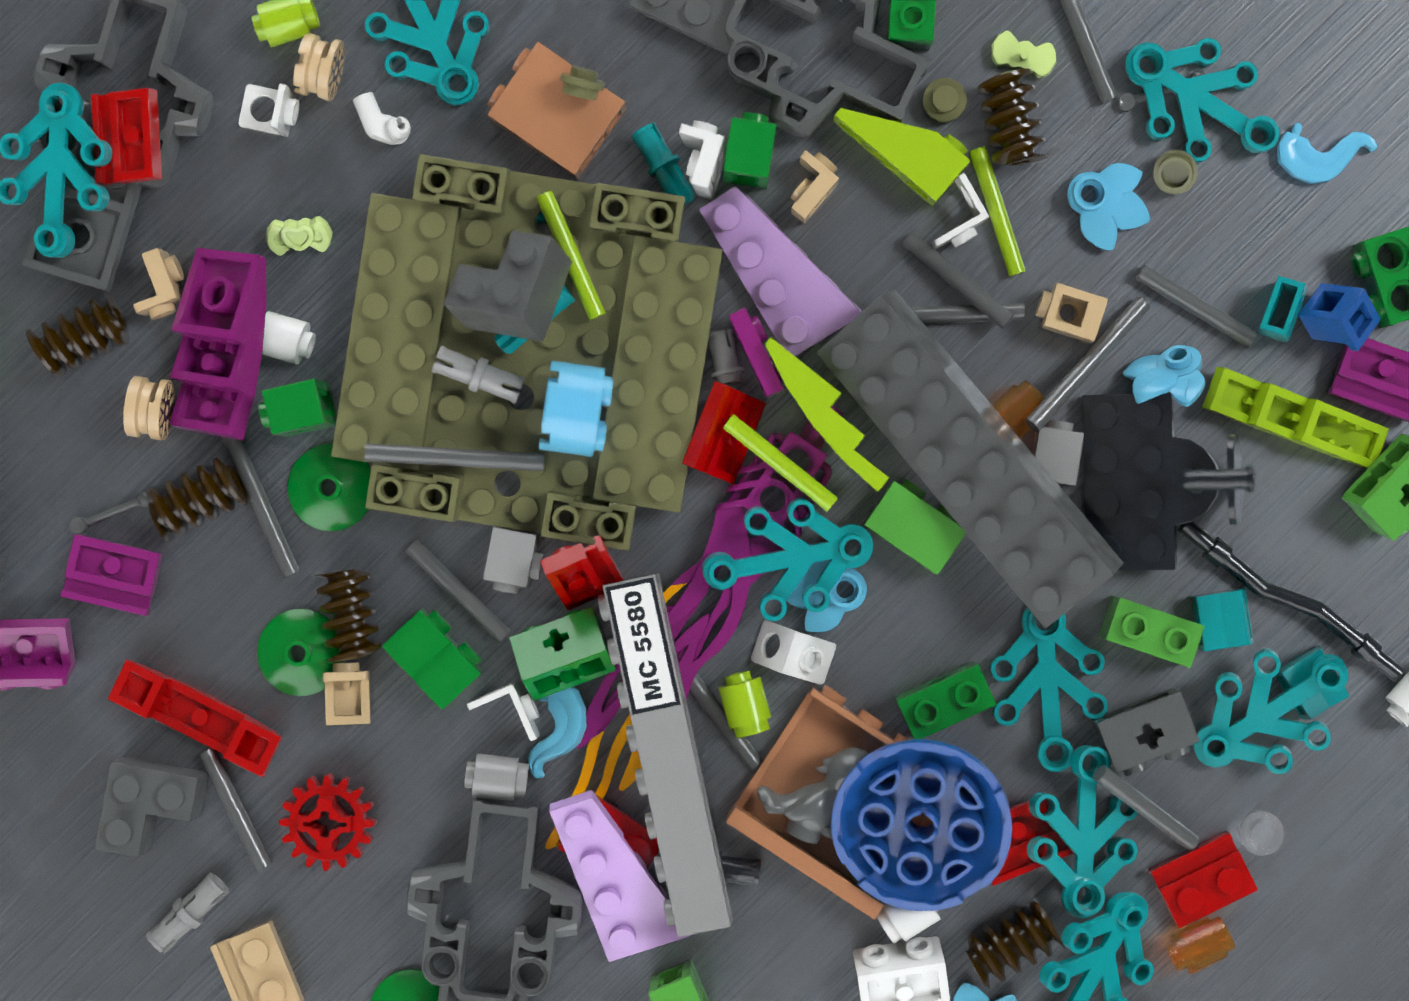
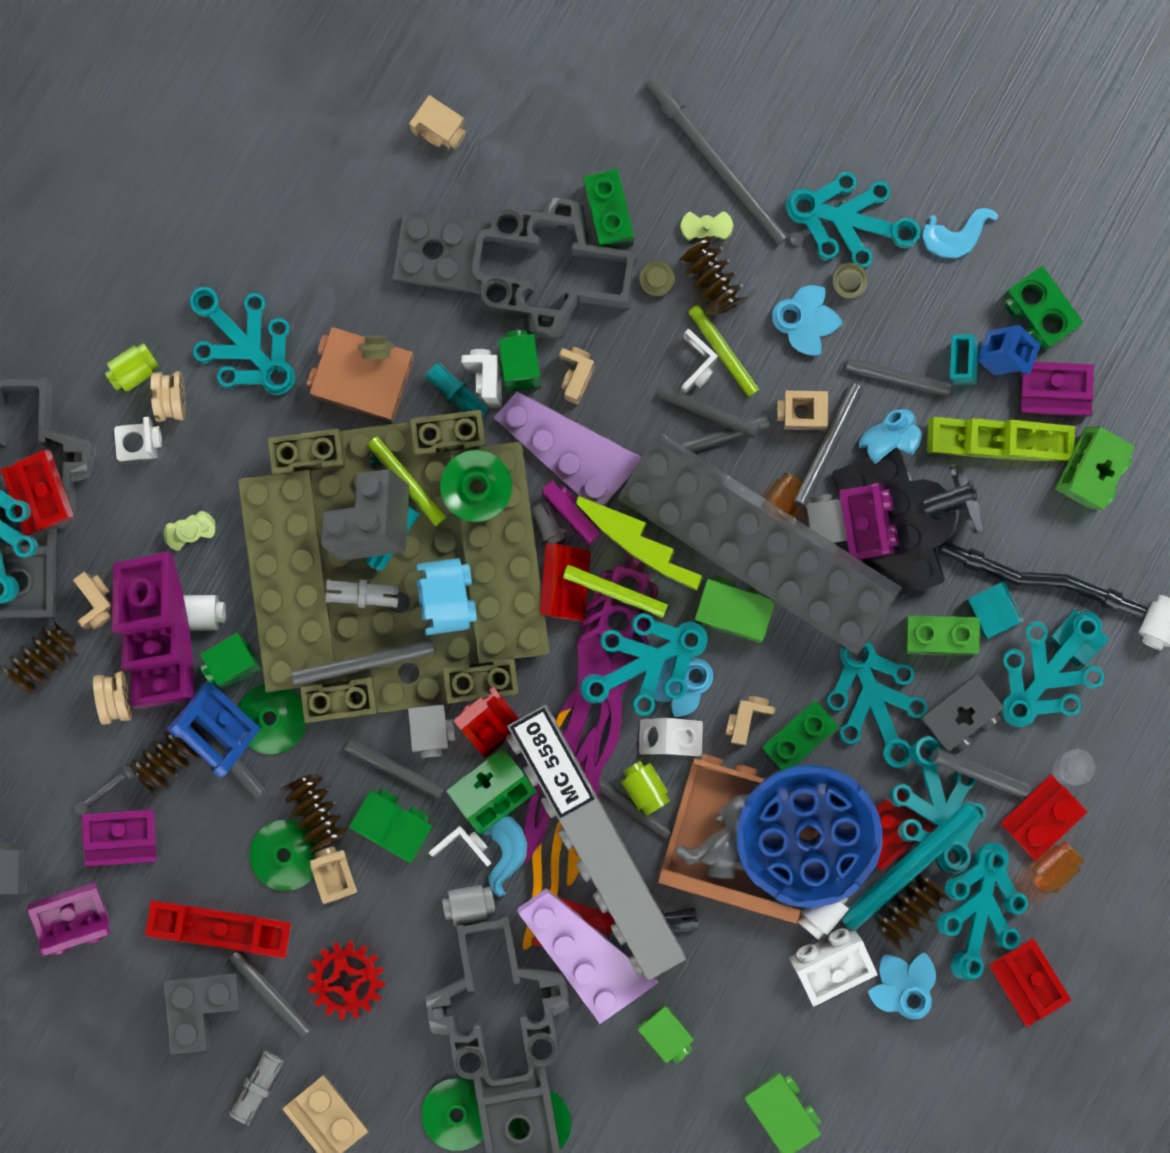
camera: 15 degrees left, 5 degrees down
(268, 476) = (222, 721): none -> blue plate
(379, 125) = (227, 427): white arm -> none
(627, 283) = (476, 466): none -> green dish
(880, 662) = (739, 724): none -> tan bracket
(912, 153) = (644, 326): lime slope -> none
(1032, 893) = (911, 865): none -> teal axle
(1108, 470) = (868, 522): none -> magenta bracket

